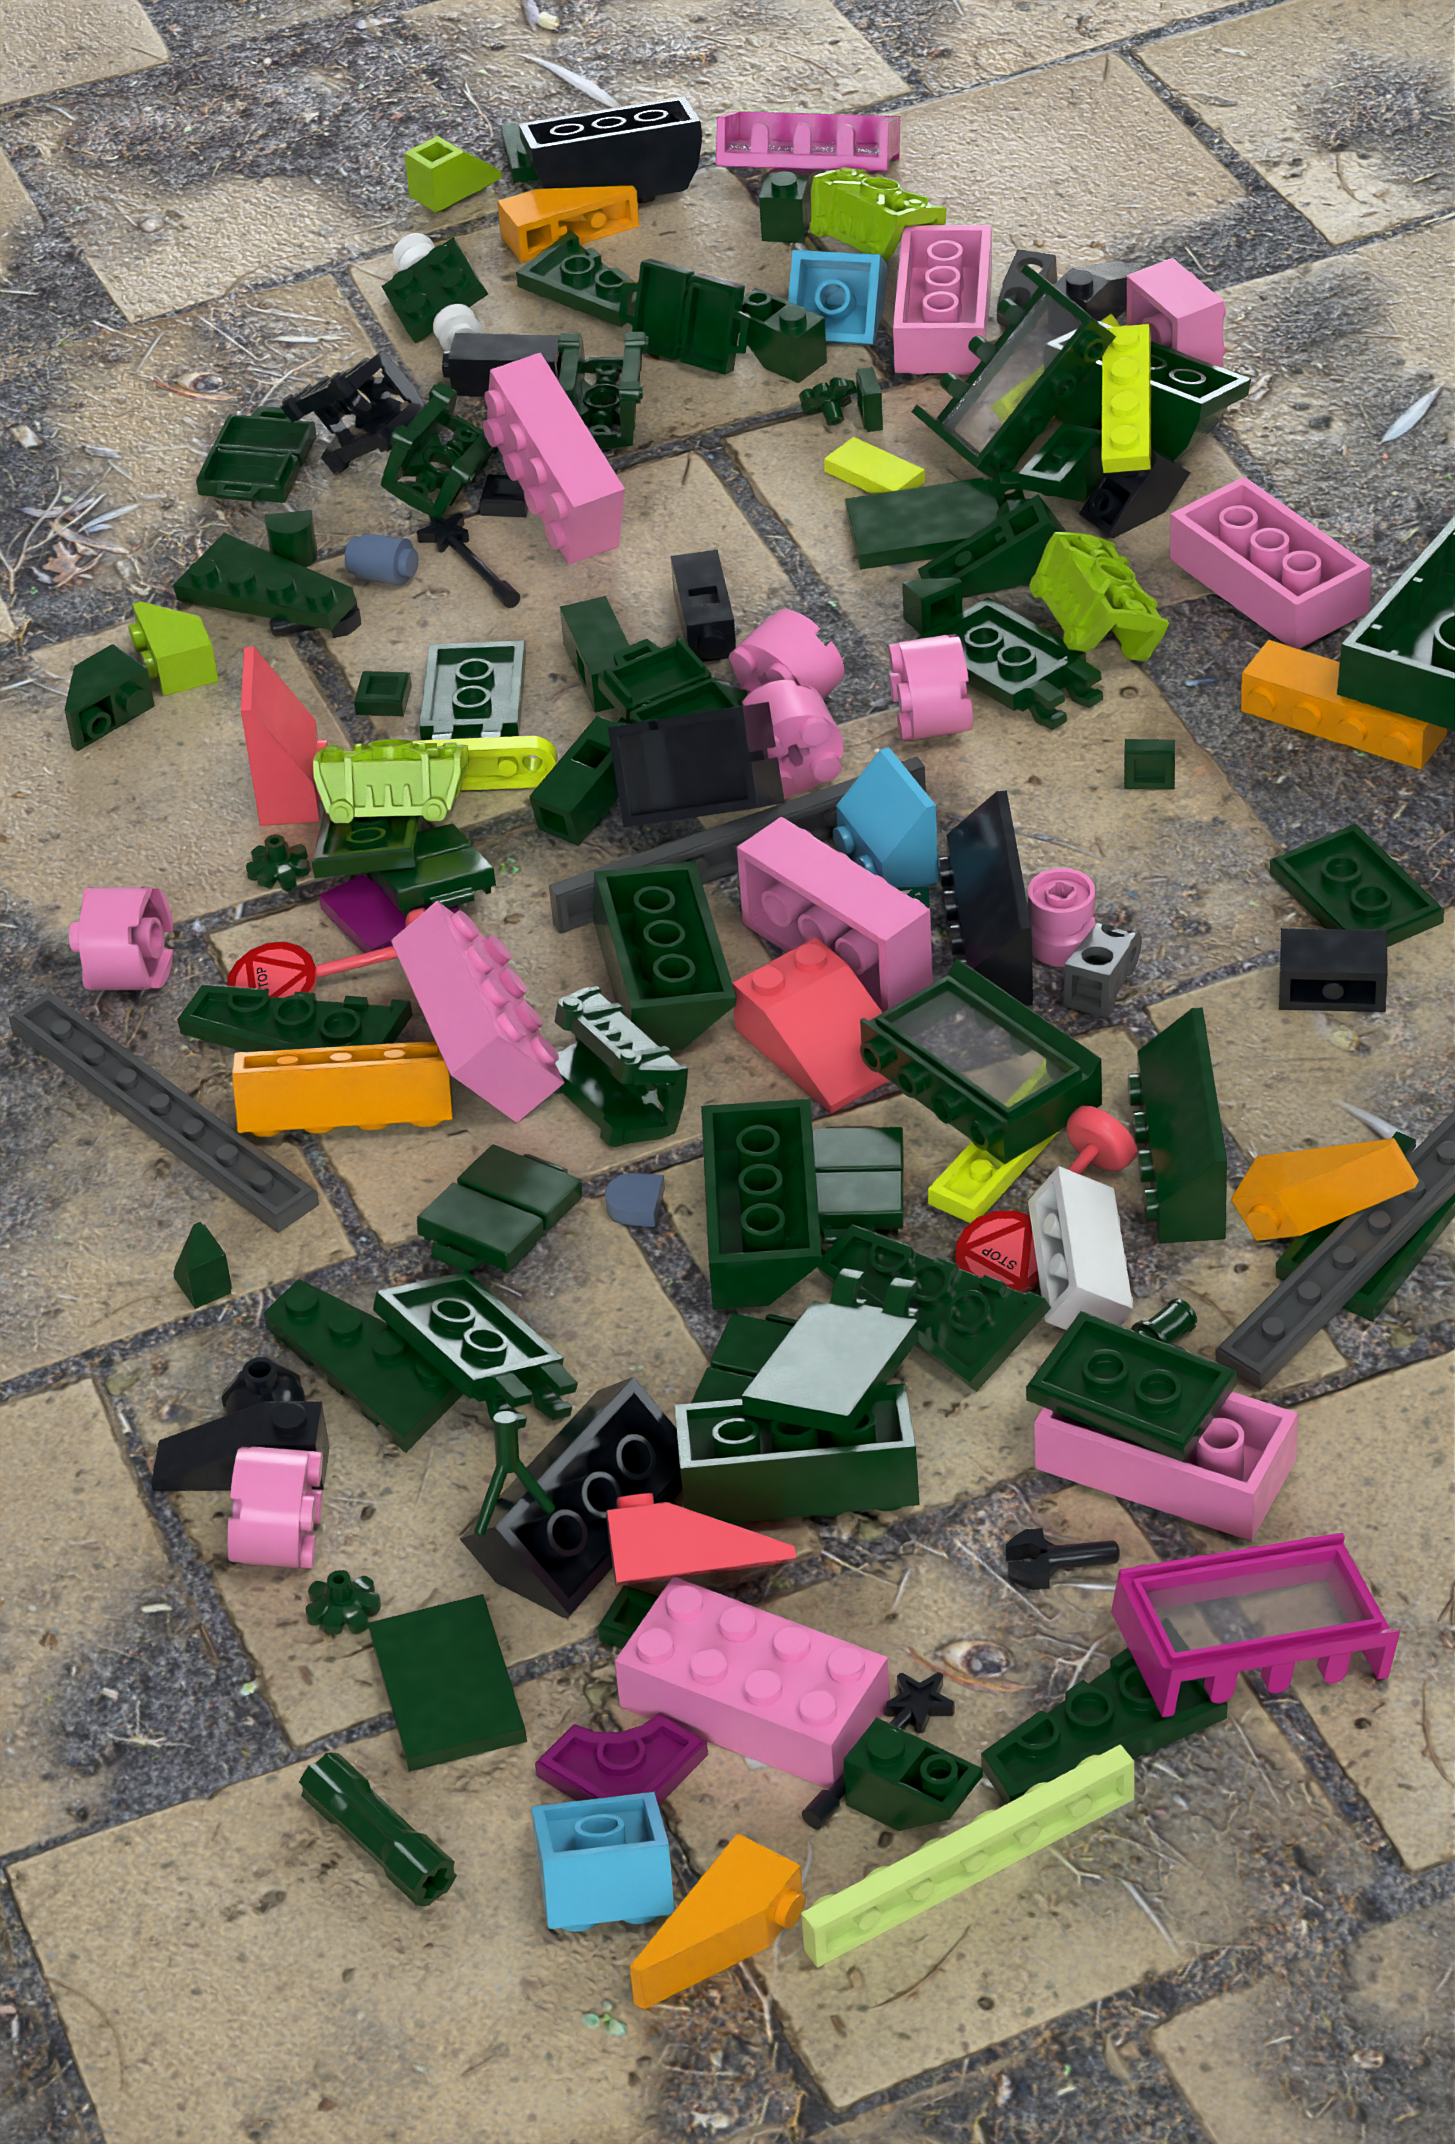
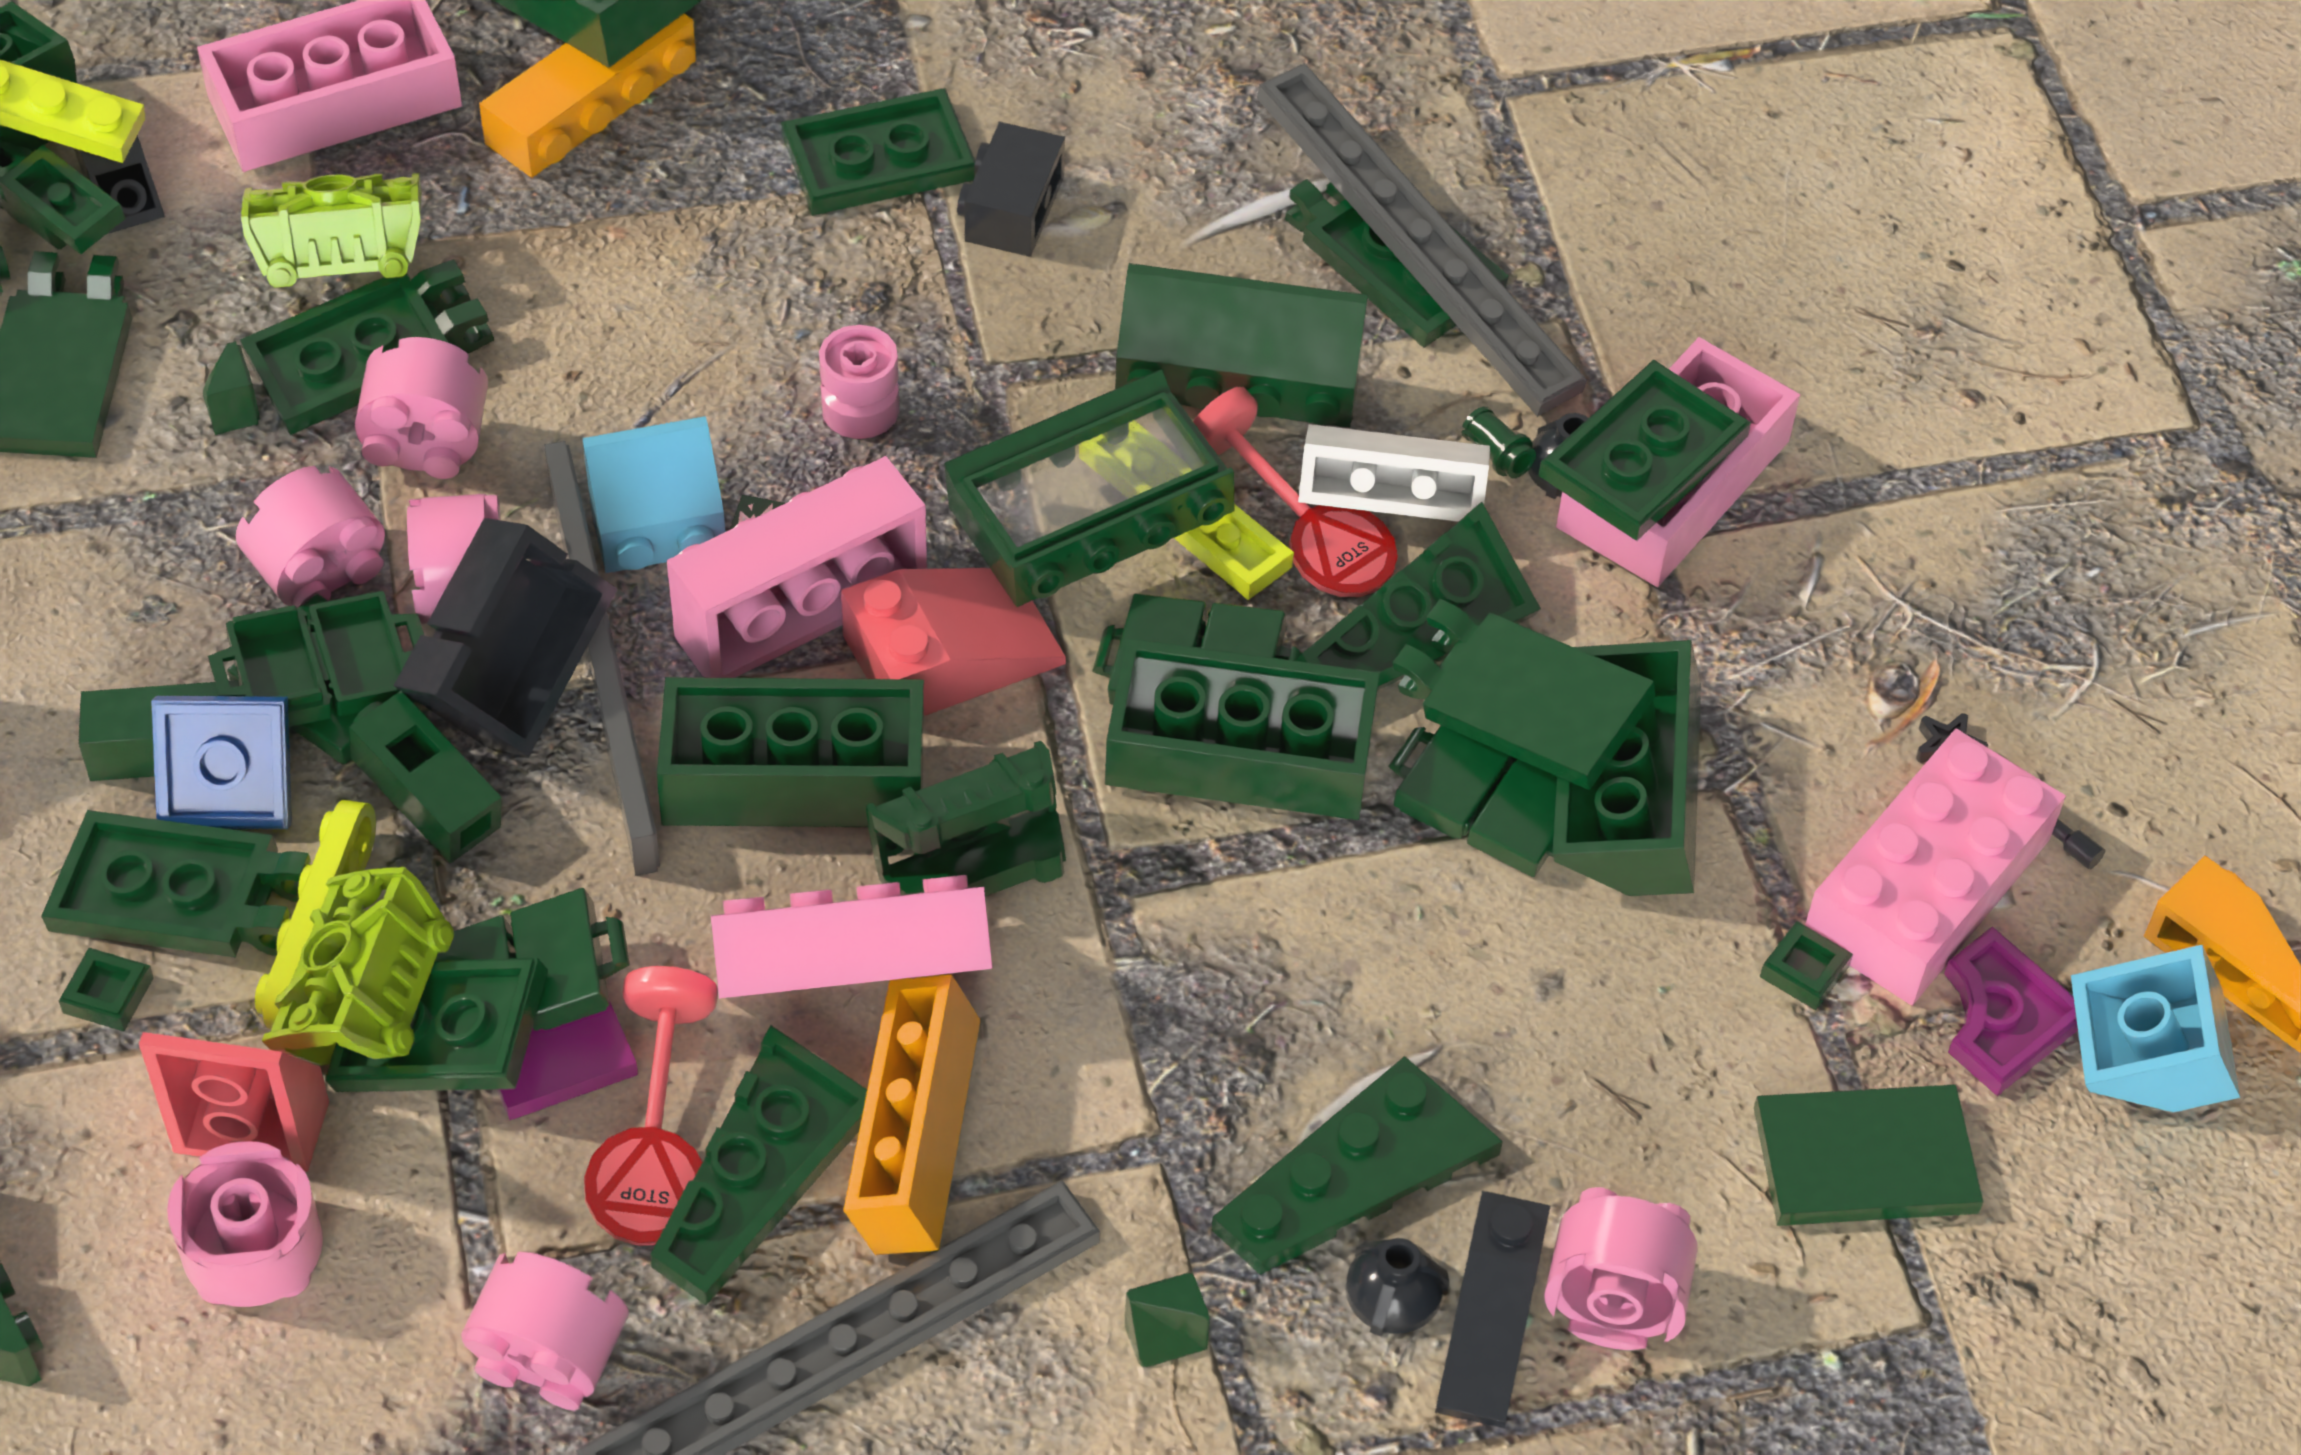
camera: 85 degrees left, 10 degrees up
(186, 789) = (245, 1225): none -> bright pink brick
(278, 862) = (409, 1154): dark green plant -> none
(342, 1603) = (1732, 1243): dark green plant -> none
(407, 1856) = (2039, 1264): dark green axle -> none
(478, 1344) = (1386, 1038): dark green tile -> none
(498, 1209) = (1147, 995): dark green piece -> none
(508, 1461) = (1681, 989): dark green plant -> none
(567, 677) = (222, 761): none -> tile
(605, 1452) = (1635, 981): black slope -> none
(635, 1198) = (1163, 862): sand blue tile -> none
(667, 1541) = (1768, 881): coral slope -> none
(703, 604) = (122, 609): black brick -> none
(905, 1778) = (2093, 750): dark green slope -> none
(967, 1855) = (2175, 733): yellowish green plate -> none
(989, 898) = (810, 421): black slope -> none
(1001, 553) = (175, 310): dark green slope -> none
(1051, 1557) = (1781, 597): black bar -> none
(1091, 1721) = (2012, 594): dark green wing -> none
(1100, 969) = (945, 371): dark grey leg -> none
(1149, 764) = (619, 260): dark green tile -> none
(1250, 1613) = (1933, 450): dark pink window -> none
(1317, 1186) = (1374, 249): light orange slope -> none

